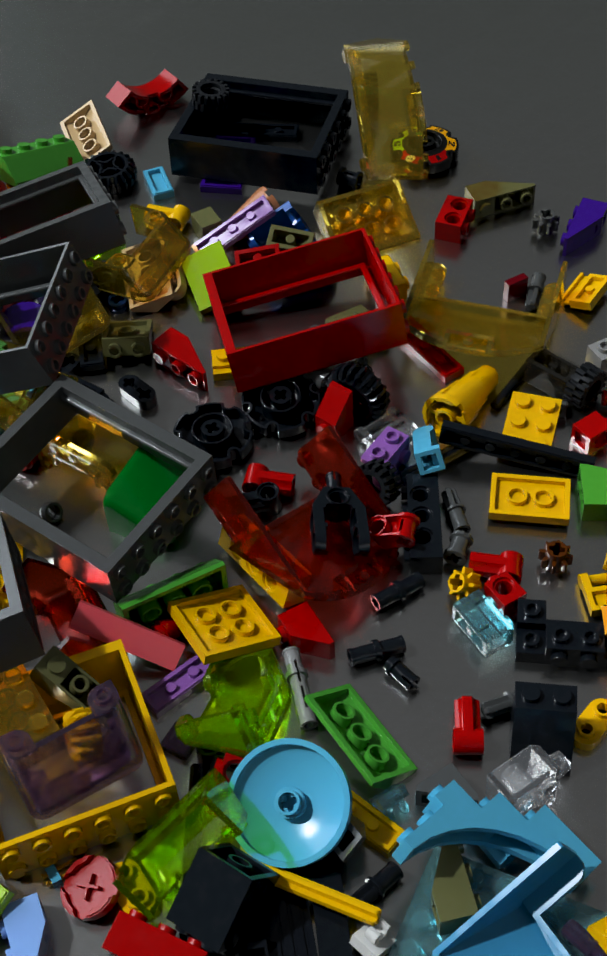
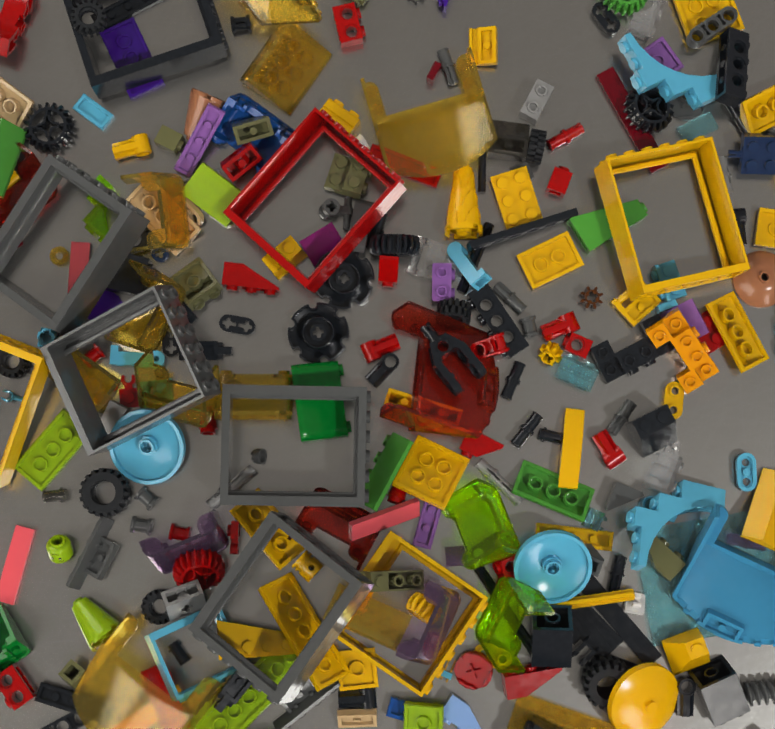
camera: 35 degrees left, 35 degrees up
(416, 699) = (571, 448): none -> yellow slope

